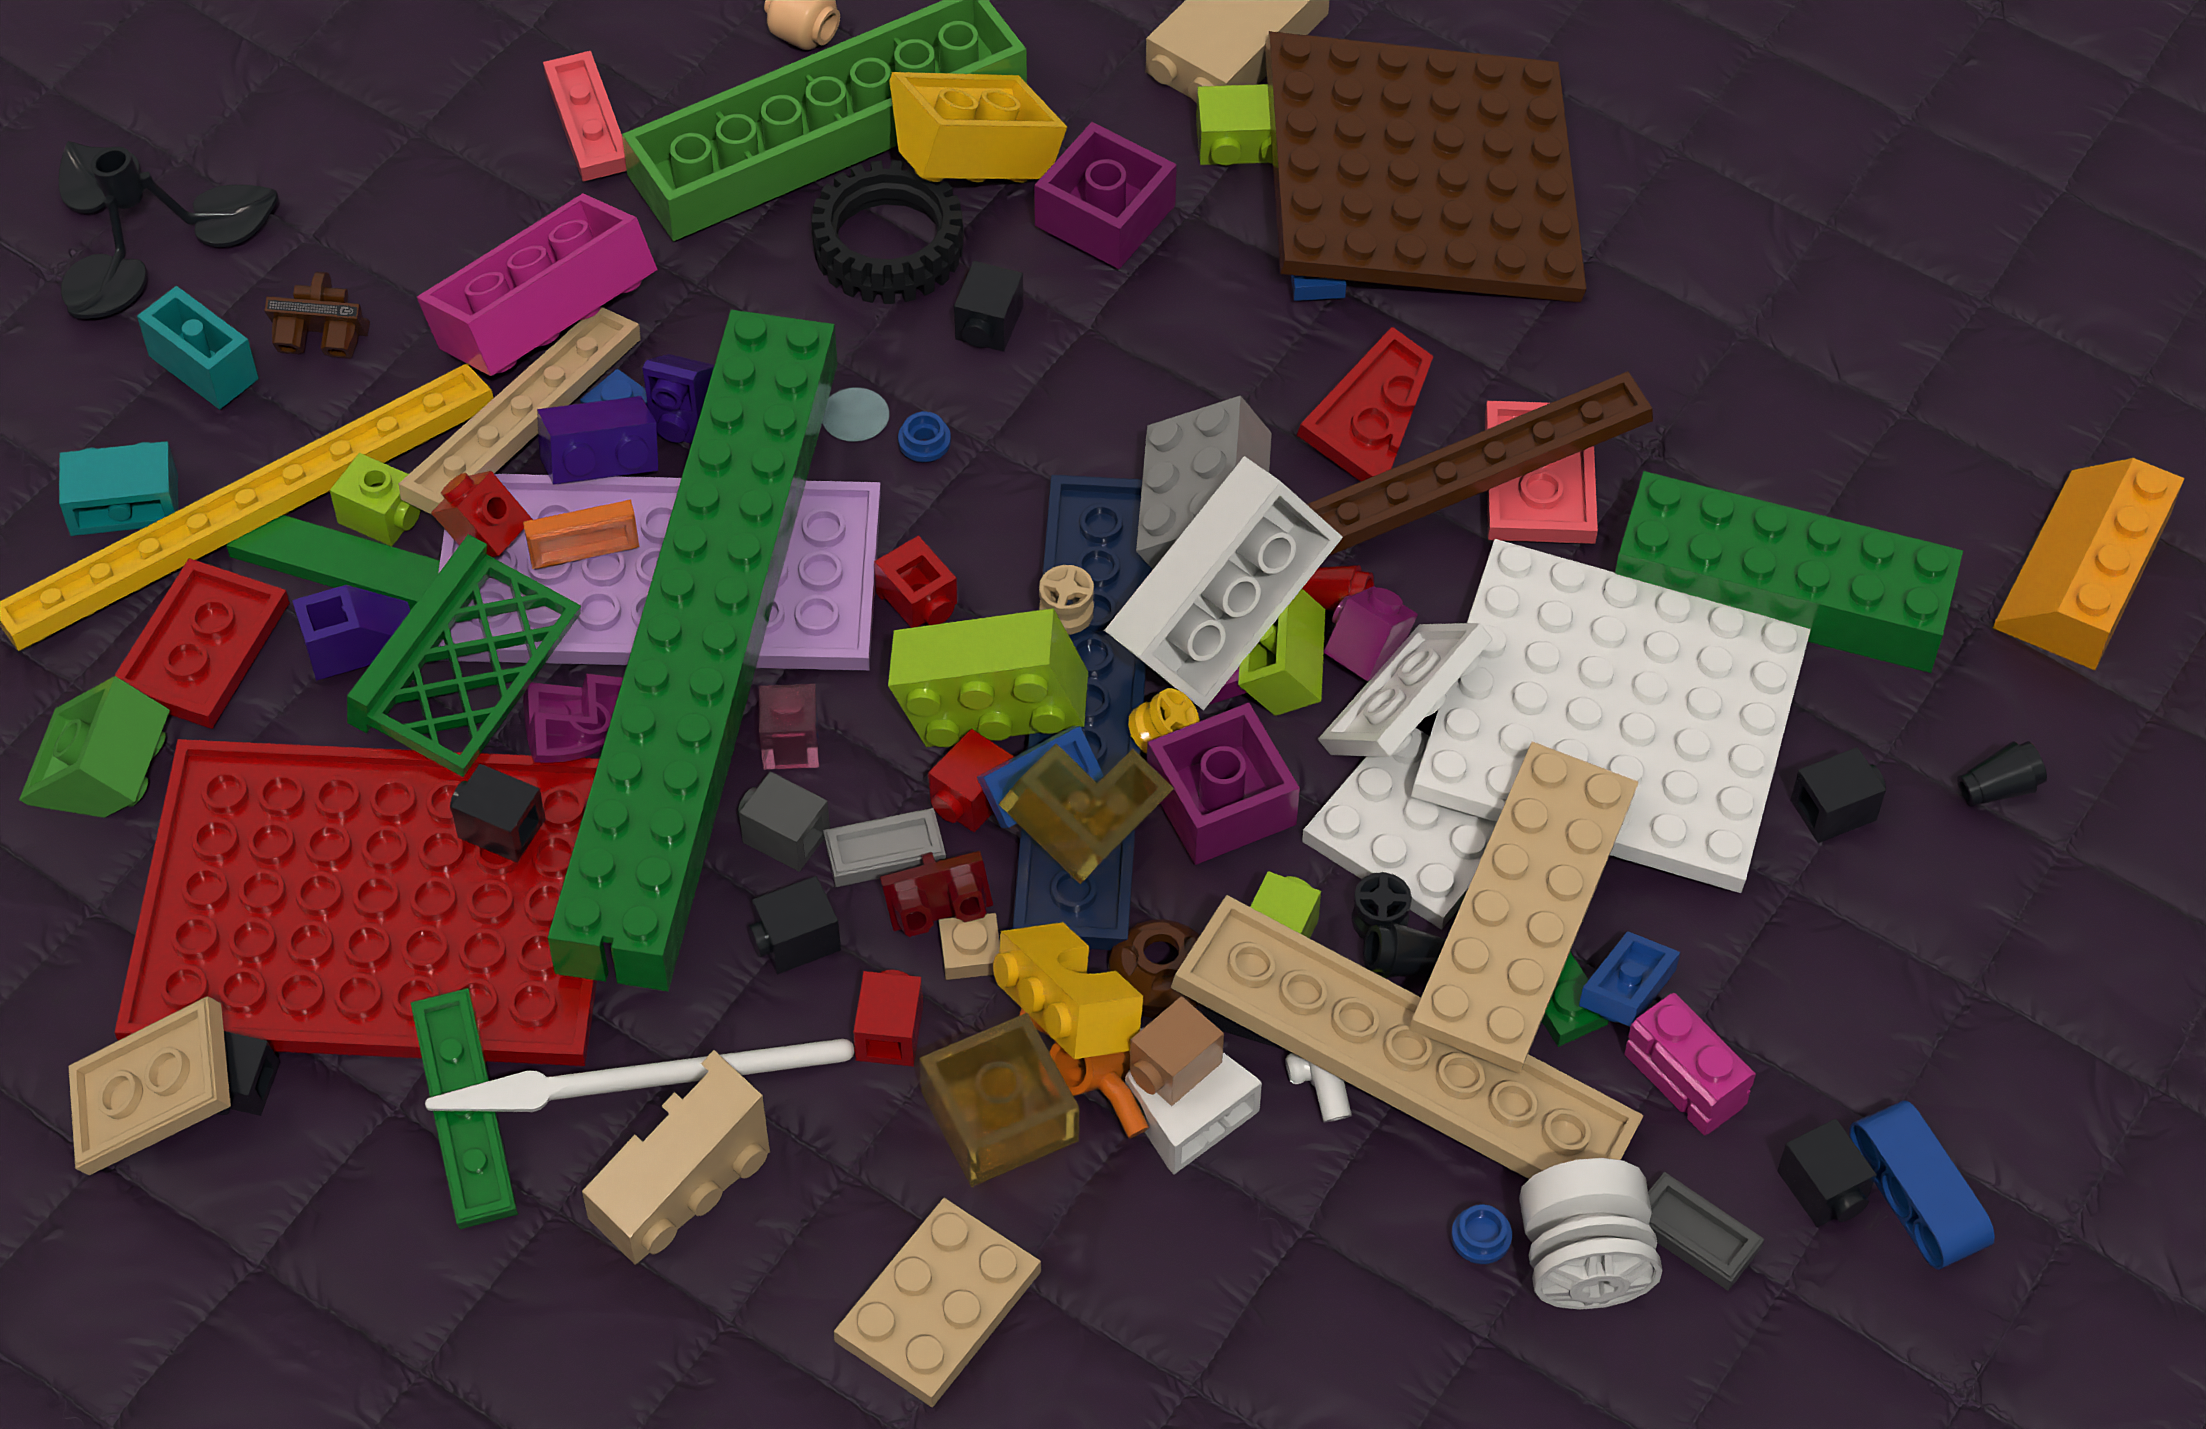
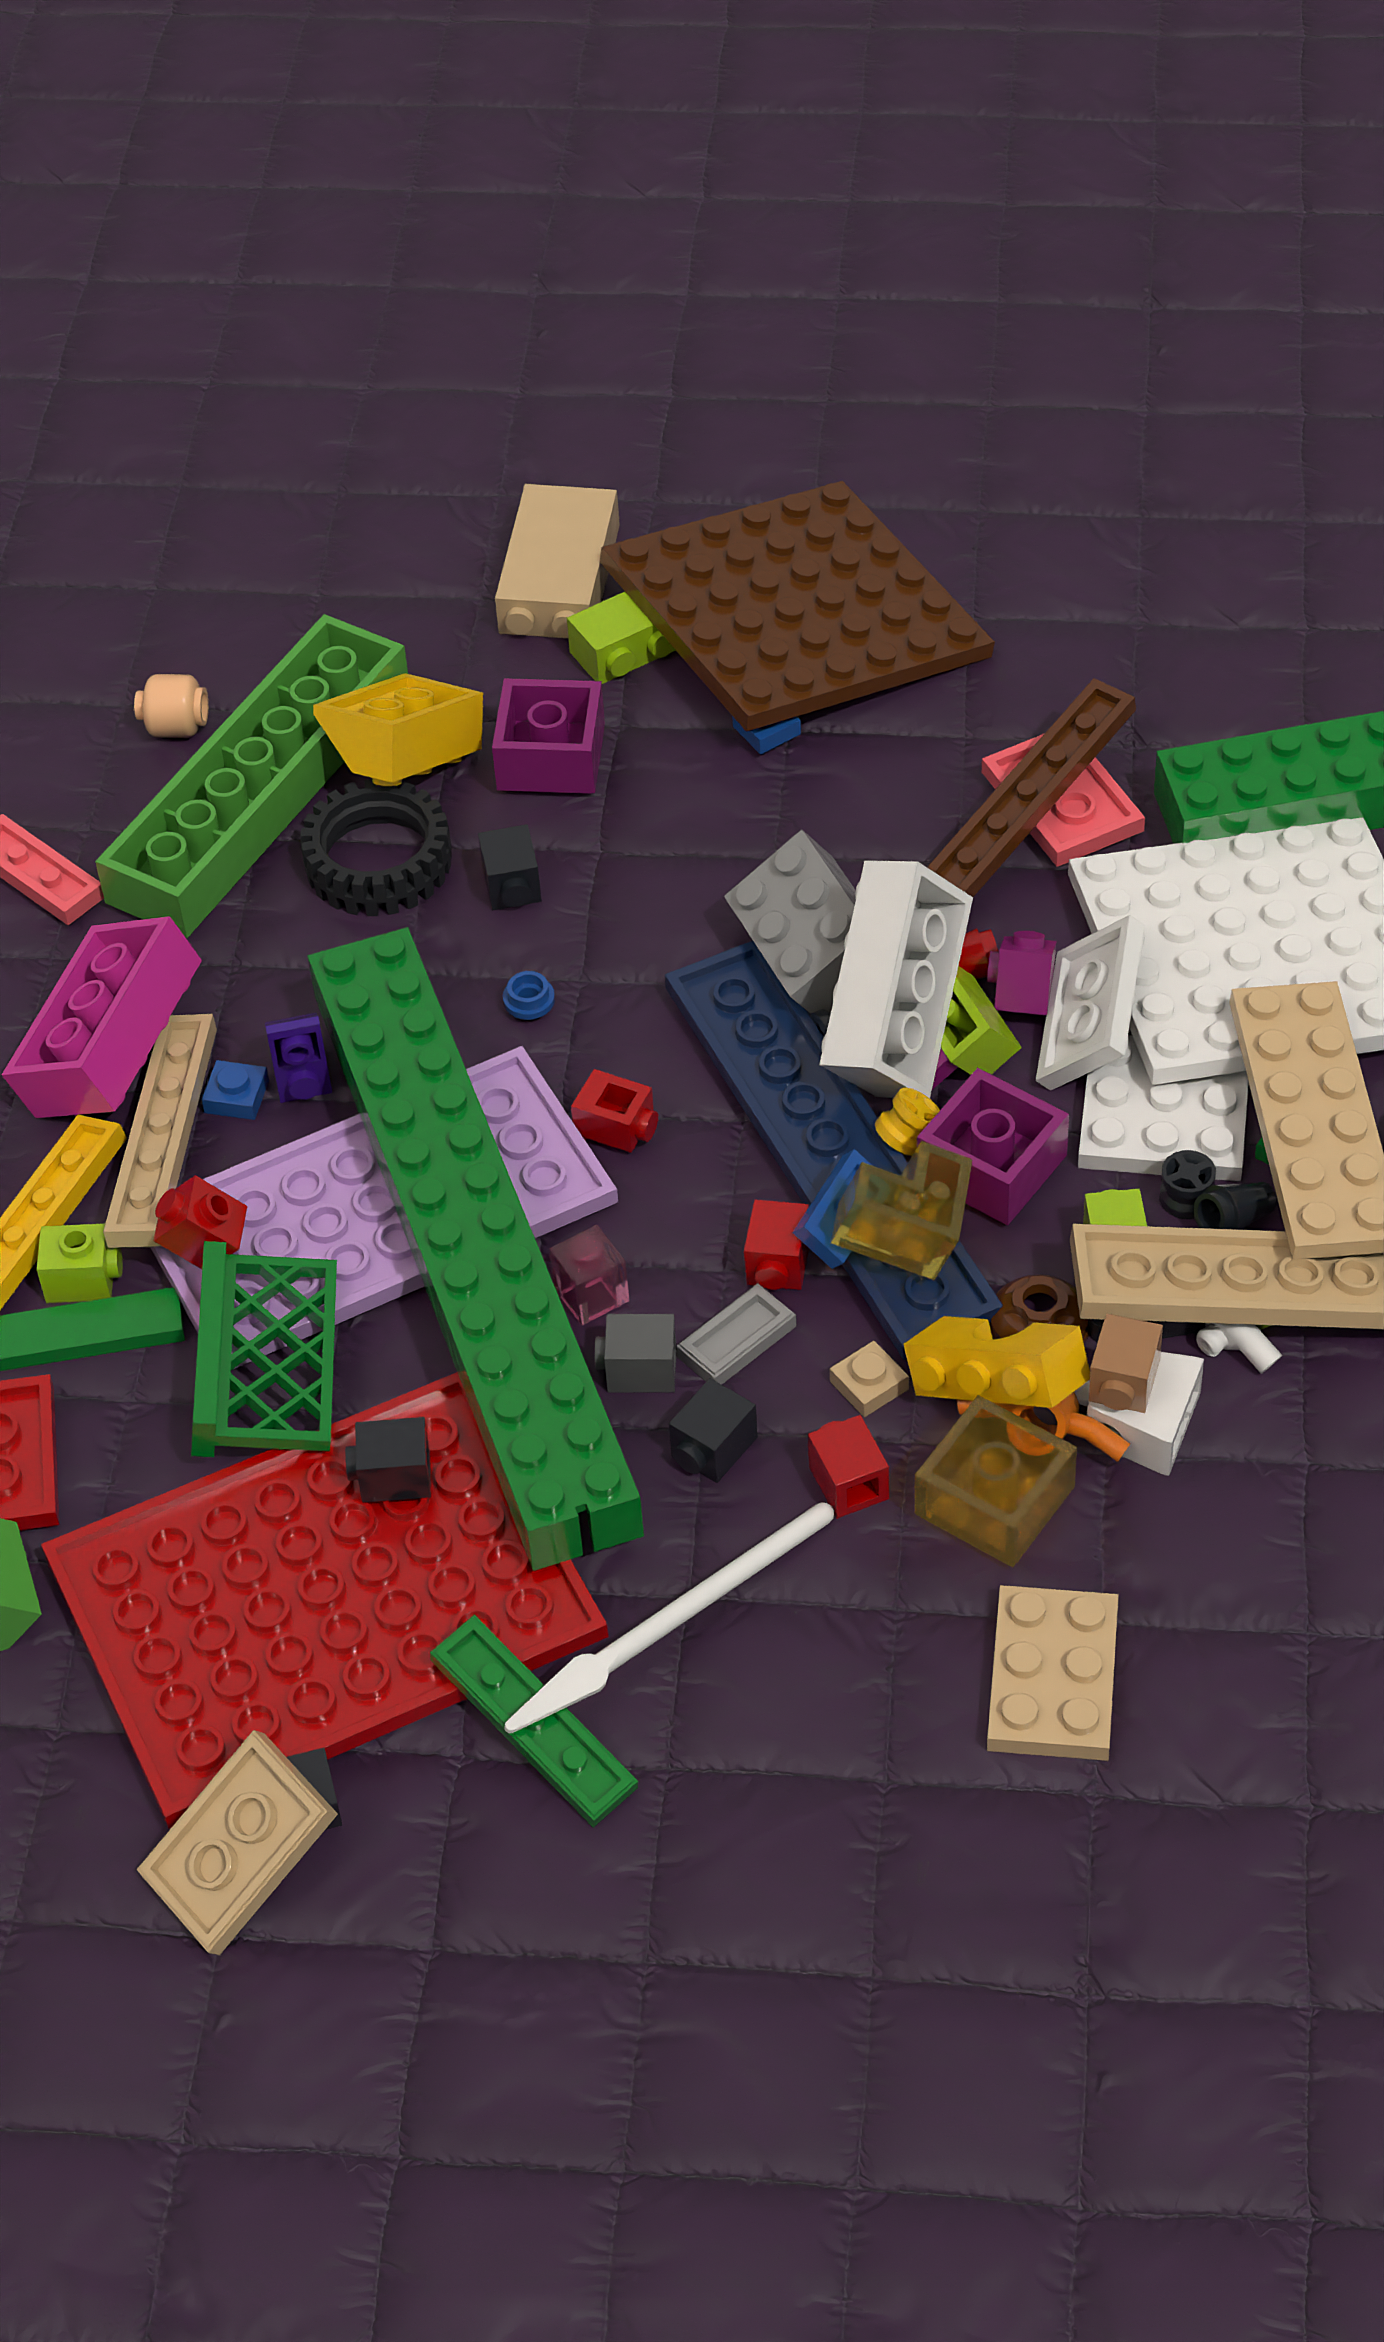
camera: 25 degrees left, 5 degrees down
(346, 627) = (135, 1379): dark purple slope -> none
(569, 720) = (393, 1359): magenta brick -> none
(581, 534) = (297, 1200): orange tile -> none
(597, 440) = (249, 1121): dark purple brick -> none
(682, 1164) = (762, 1665): tan wedge -> none
(855, 414) = (459, 1003): clear light blue sticker -> none
(937, 892) = (815, 1344): dark red hips -> none
(989, 677) = (746, 1148): lime brick -> none
(1066, 584) = (761, 1048): tan wheel -> none
(1370, 407) = (889, 806): red wing -> none

